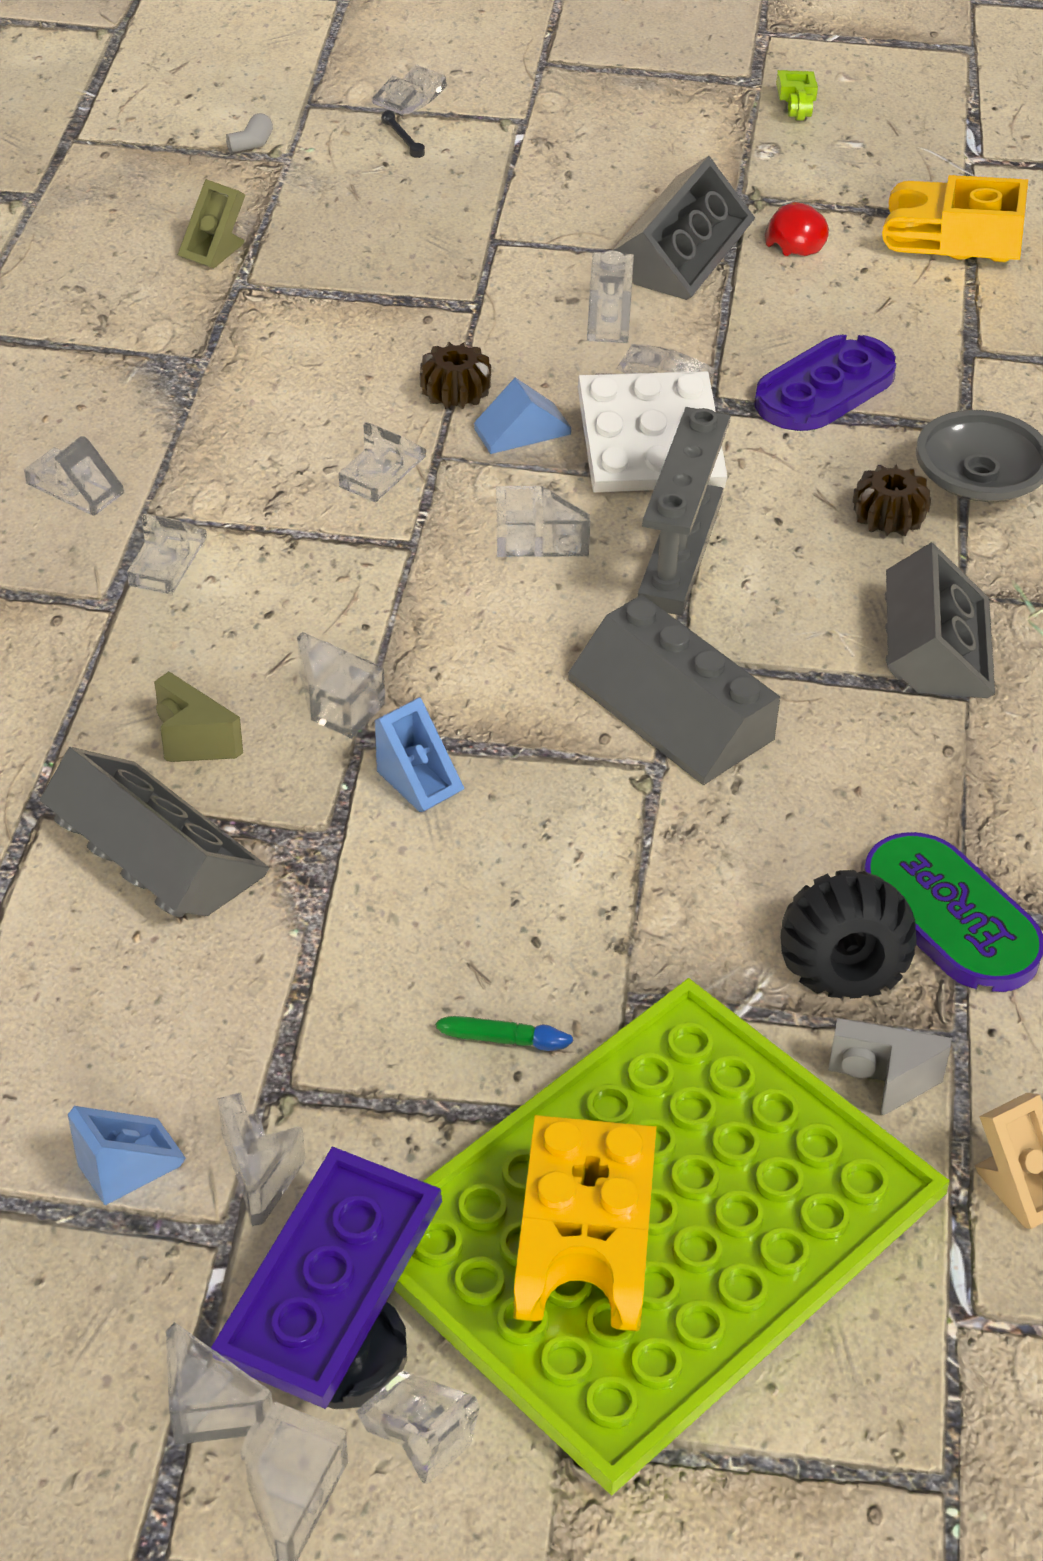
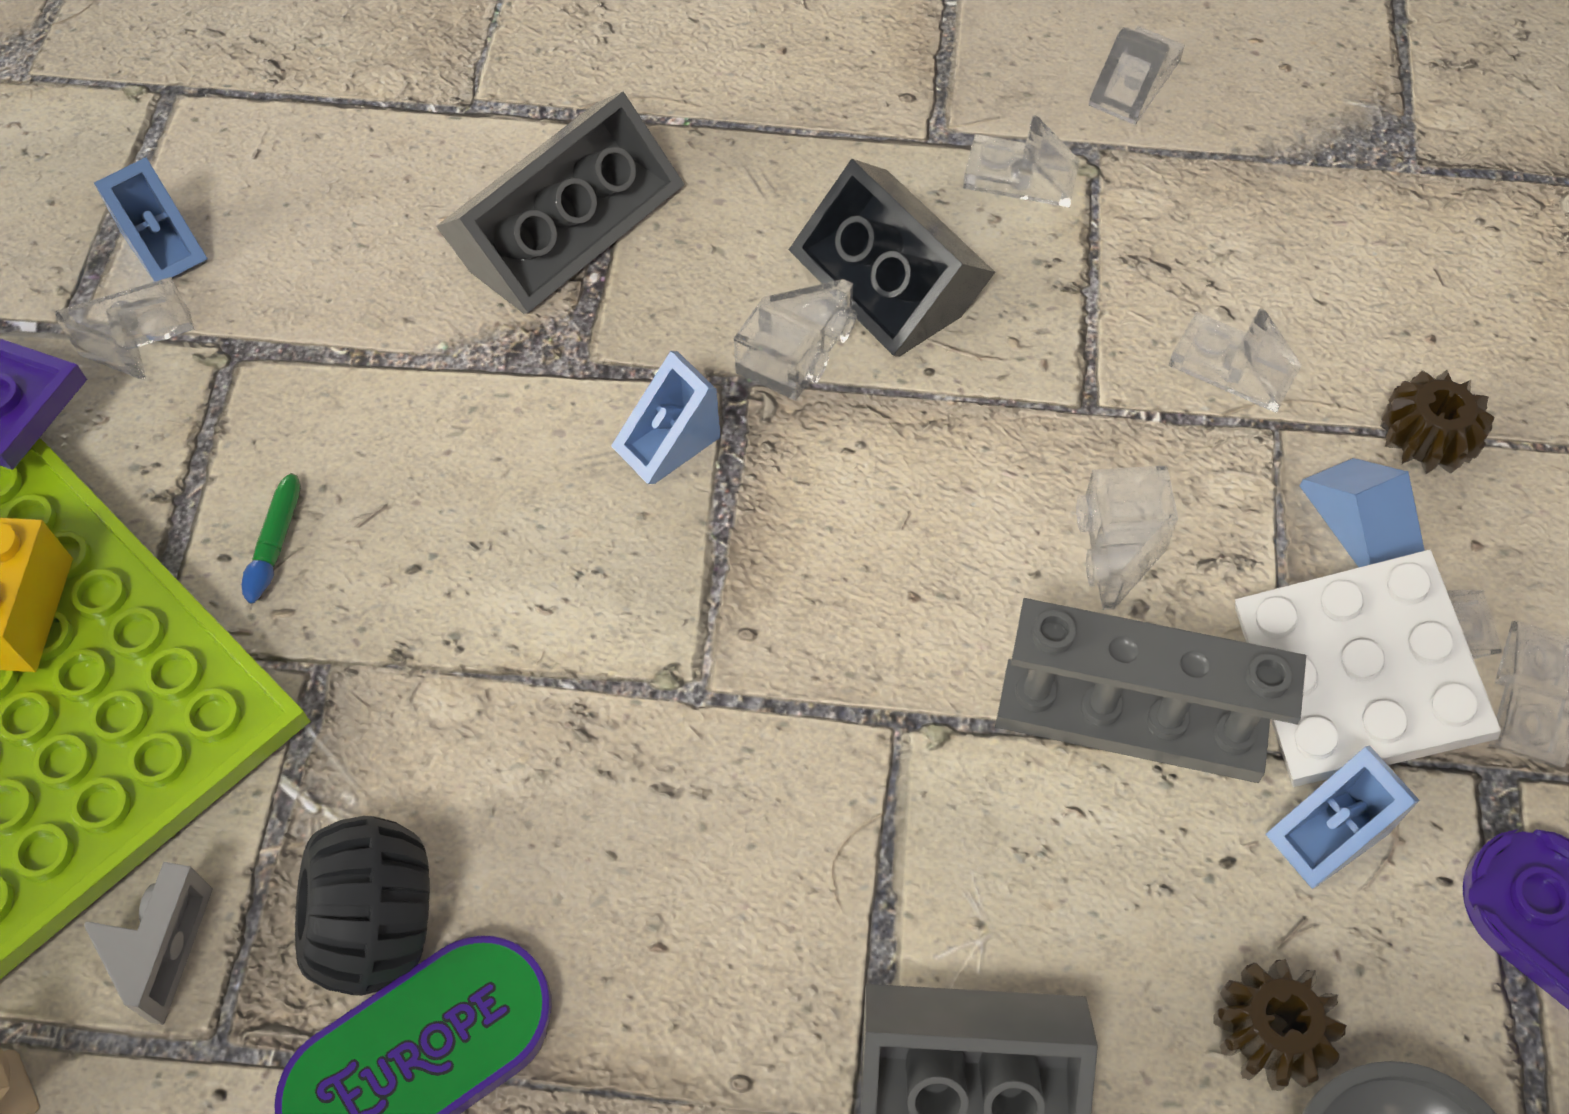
camera: 90 degrees right, 15 degrees up
(194, 723) = (731, 219): olive slope -> none
(255, 626) = (902, 259): none -> black slope
(676, 690) = (811, 705): dark grey slope -> none
(756, 454) = (1343, 817): none -> medium blue slope

